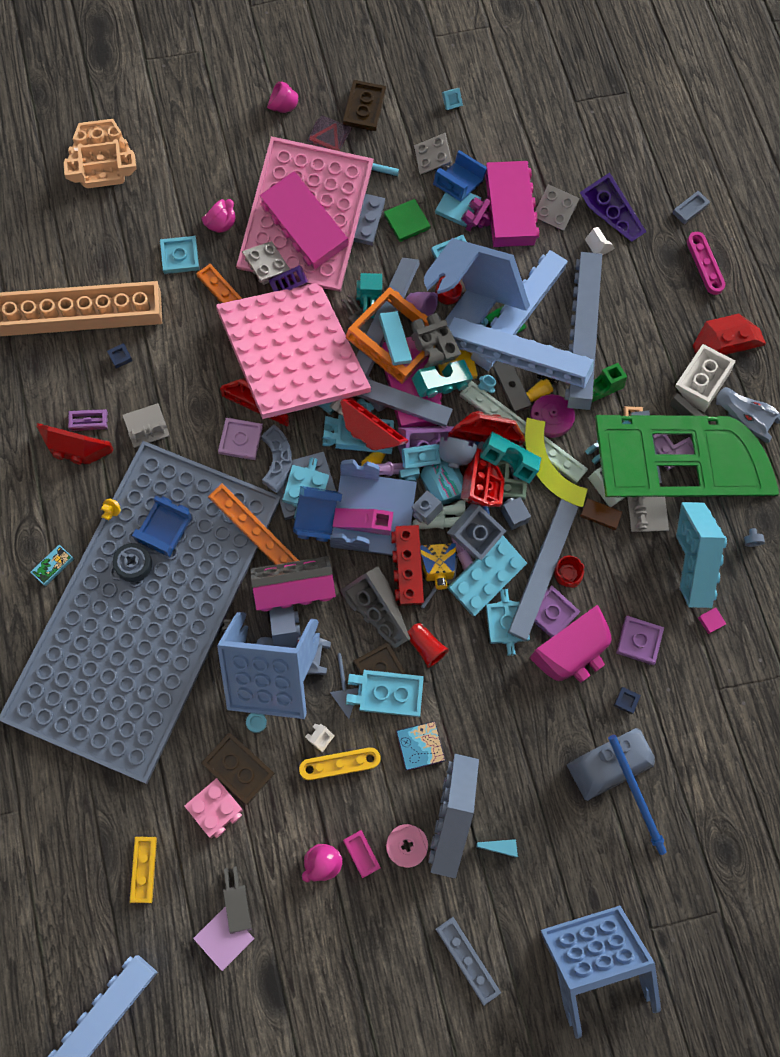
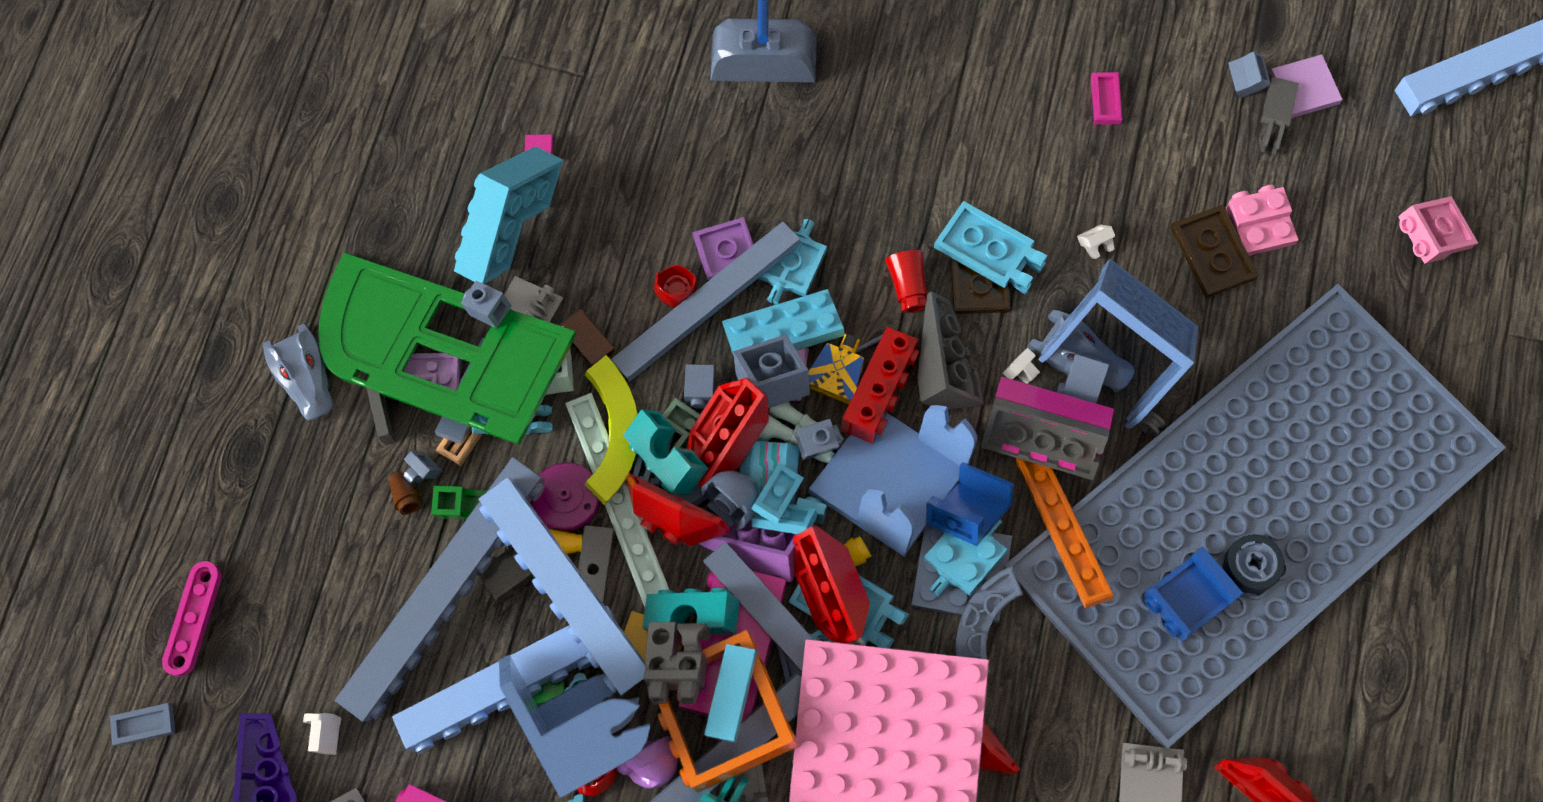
camera: 140 degrees left, 0 degrees up
(52, 565) = (1364, 627): tile -> none
(90, 861) = (1437, 229): none -> bright pink plate
(111, 509) = (1255, 658): yellow plate -> none
(143, 870) = (1373, 197): yellow tile -> none
(240, 439) = (1021, 687): lavender tile -> none
(256, 722) = (1169, 292): medium azure tile -> none
(268, 922) = (1249, 74): none -> sand blue piece
(321, 863) = (1159, 105): dark pink piece -> none
(328, 623) = (1022, 367): none -> white tile
(339, 763) = (1086, 199): yellow plate -> none
(340, 696) = (1045, 278): sand blue piece -> none
(363, 520) = (909, 463): dark pink slope -> none
(390, 468) = (841, 529): lavender axle -> none
(418, 850) = (1050, 94): bright pink plate -> none
(420, 746) = (977, 176): tile -> none
(431, 463) = (777, 493): none -> medium azure plate
(455, 815) = (988, 54): sand blue brick -> none
(487, 383) = (618, 590): medium azure plate -> none
(505, 847) = (942, 32): medium azure piece -> none
(575, 648) = (729, 189): dark pink hips -> none
(627, 700) = (702, 109): dark blue plate -> none
(640, 640) = (640, 168): medium lavender tile -> none
(642, 375) = (404, 495): none -> reddish brown cone
(643, 393) = (421, 467): none -> sand blue tile
(670, 486) = (486, 304): none -> sand blue brick
(704, 377) = (324, 440): white slope -> none
(729, 335) = (248, 491): red wedge -> none
(753, 538) = (419, 212): sand blue tile -> none

